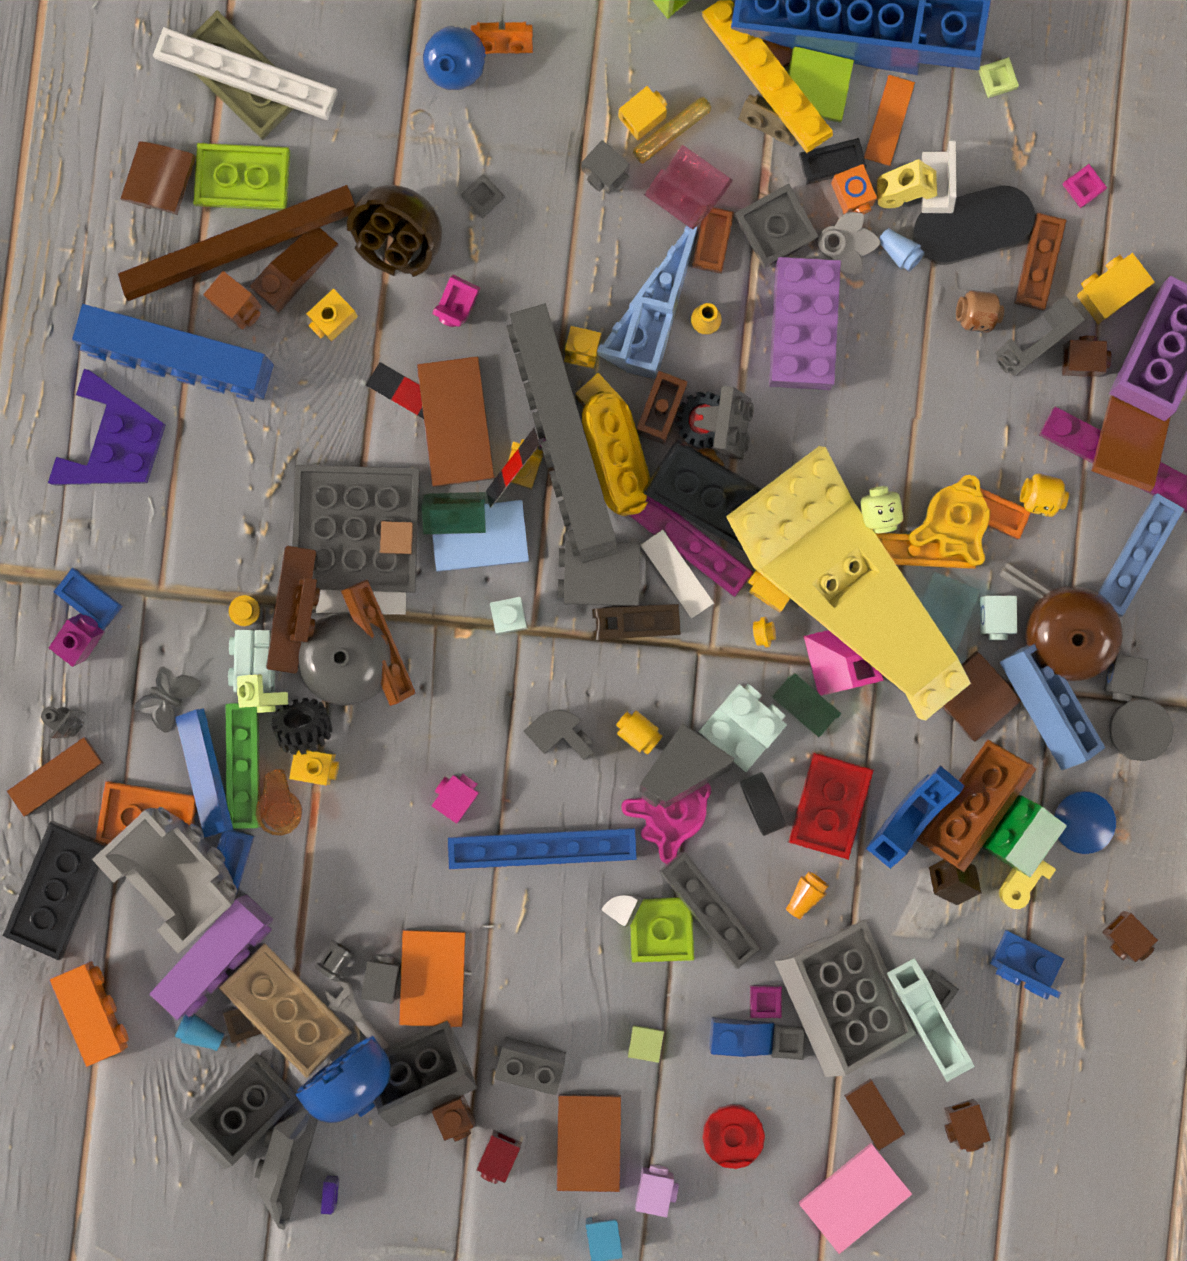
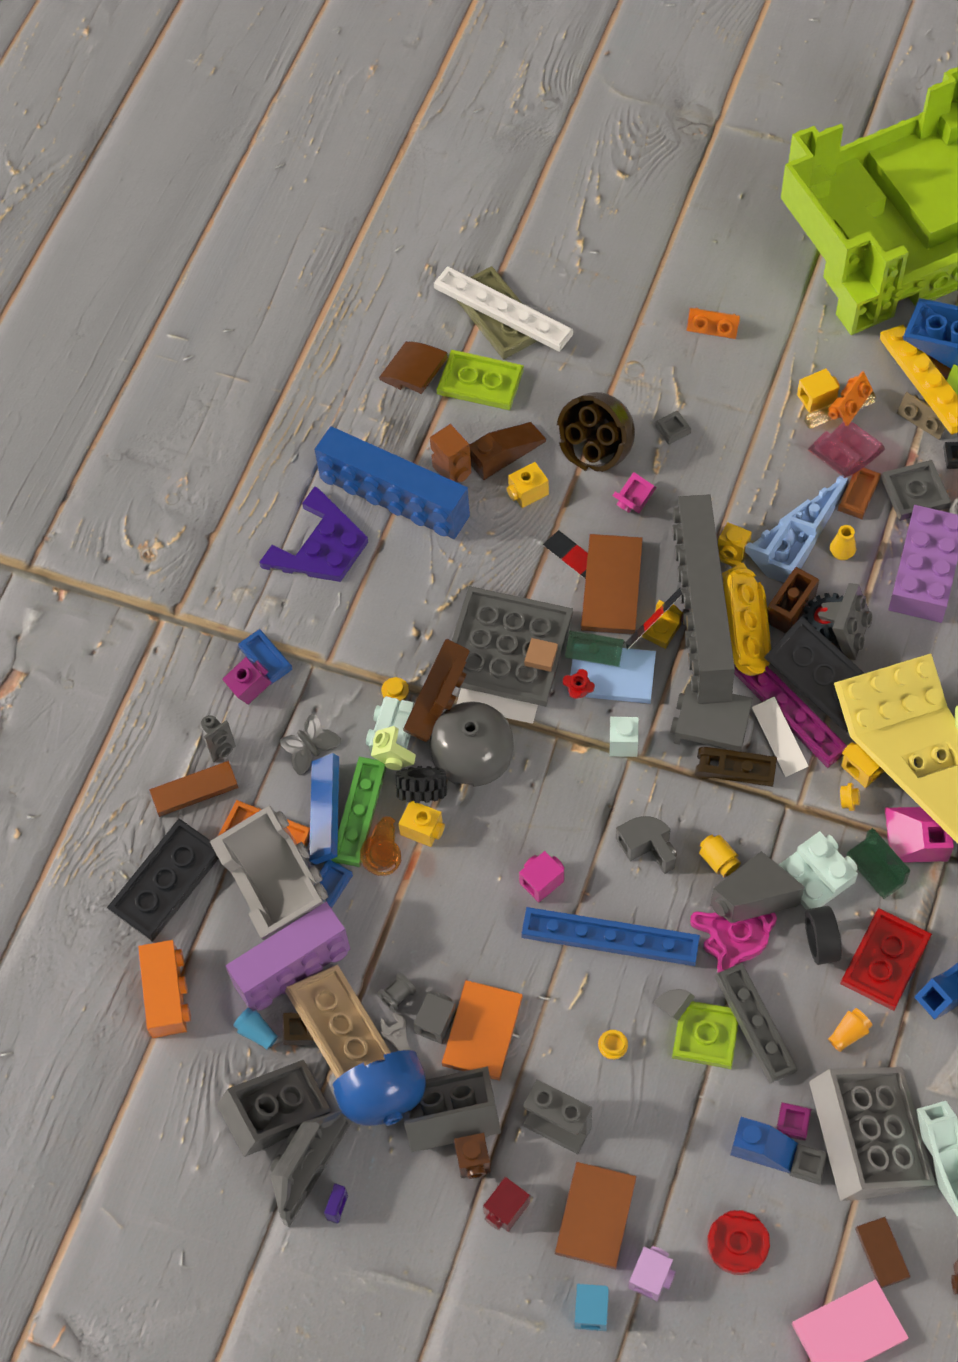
camera: 15 degrees right, 25 degrees down
(236, 243) = (463, 421): reddish brown tile -> none
(366, 610) = (500, 701): dark orange tile -> none
(445, 573) = (578, 691): none -> red plate
(454, 58) = (672, 325): blue cylinder -> none
(569, 964) = (613, 1044): none -> yellow plate
(605, 168) = (779, 422): dark grey brick -> none
(645, 1043) = (670, 1134): yellowish green tile -> none
(688, 108) = (854, 396): none -> orange hinge

